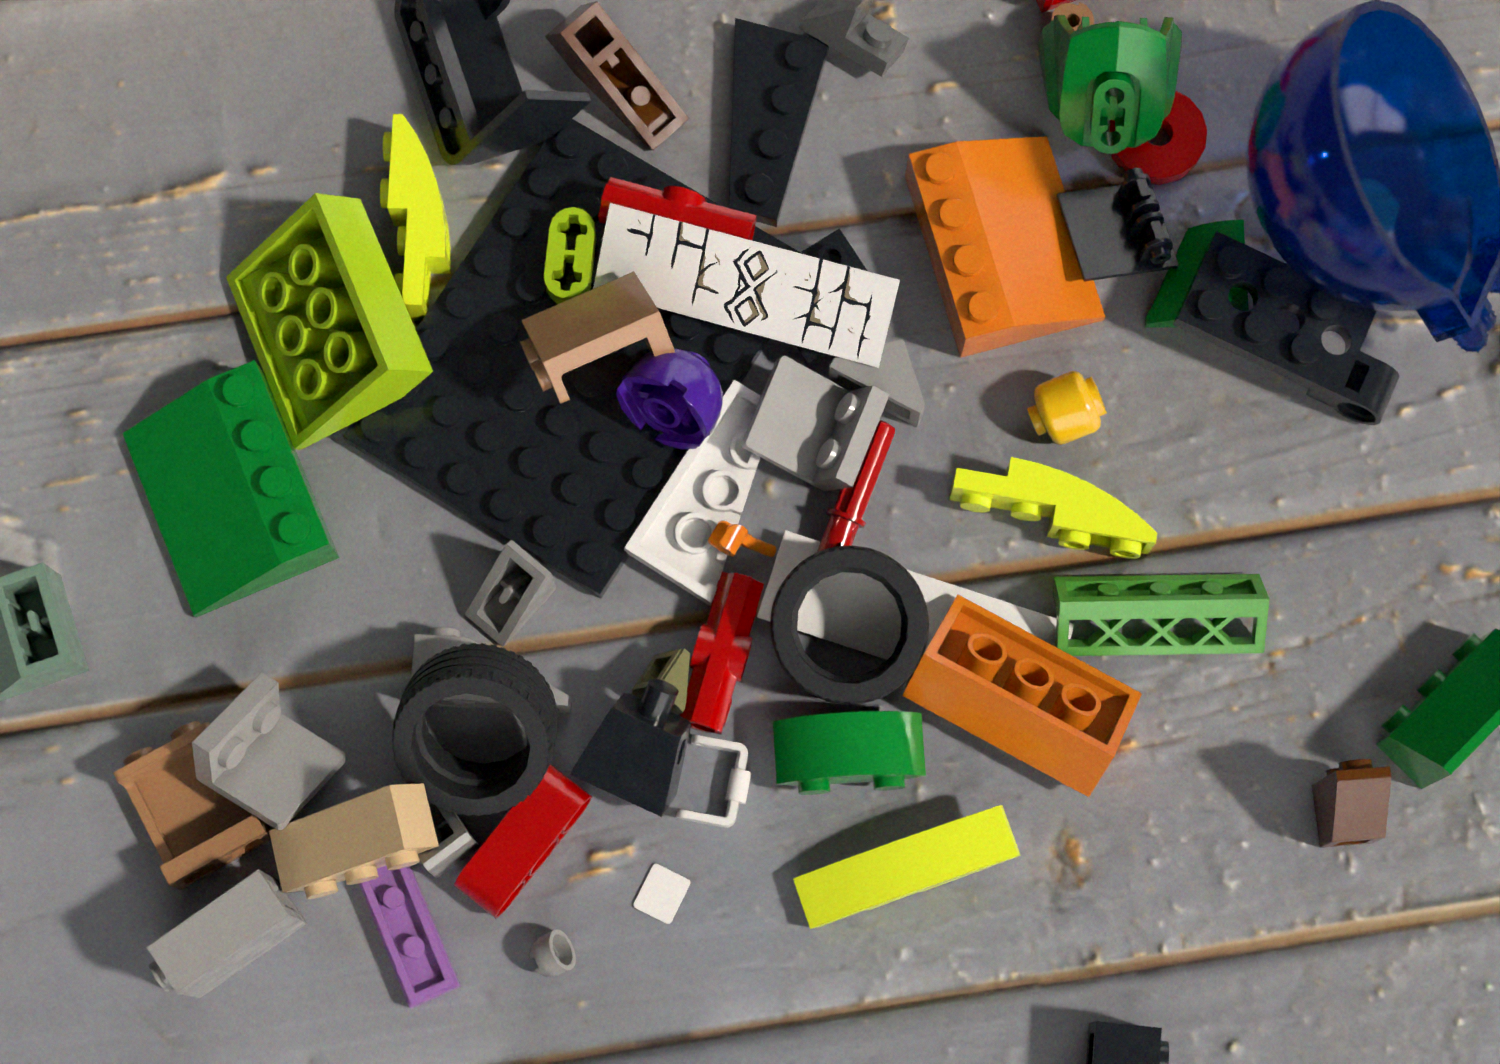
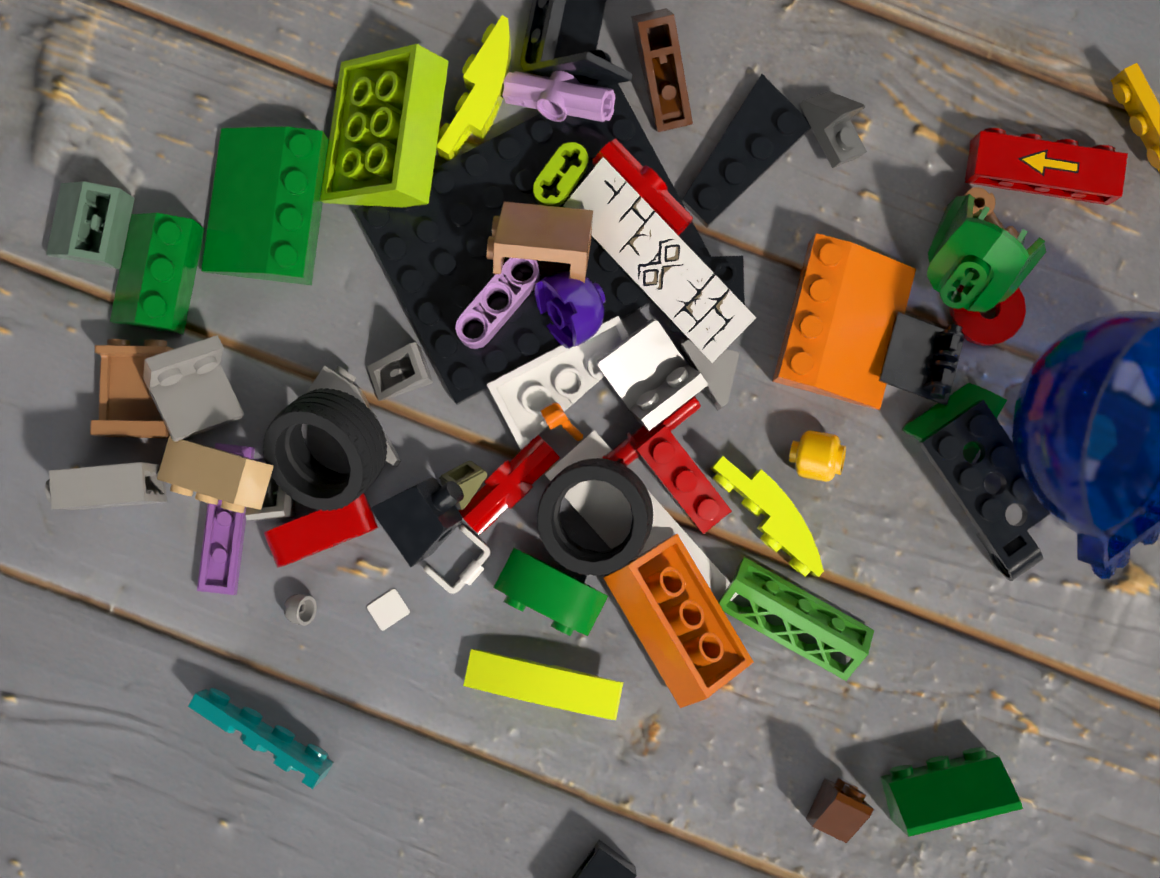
camera: 30 degrees right, 10 degrees up
(138, 646) = (157, 272): none -> green slope
(514, 168) = (559, 96): none -> lavender piece
(575, 416) = (493, 319): none -> lavender beam
(925, 525) = (682, 478): none -> red plate

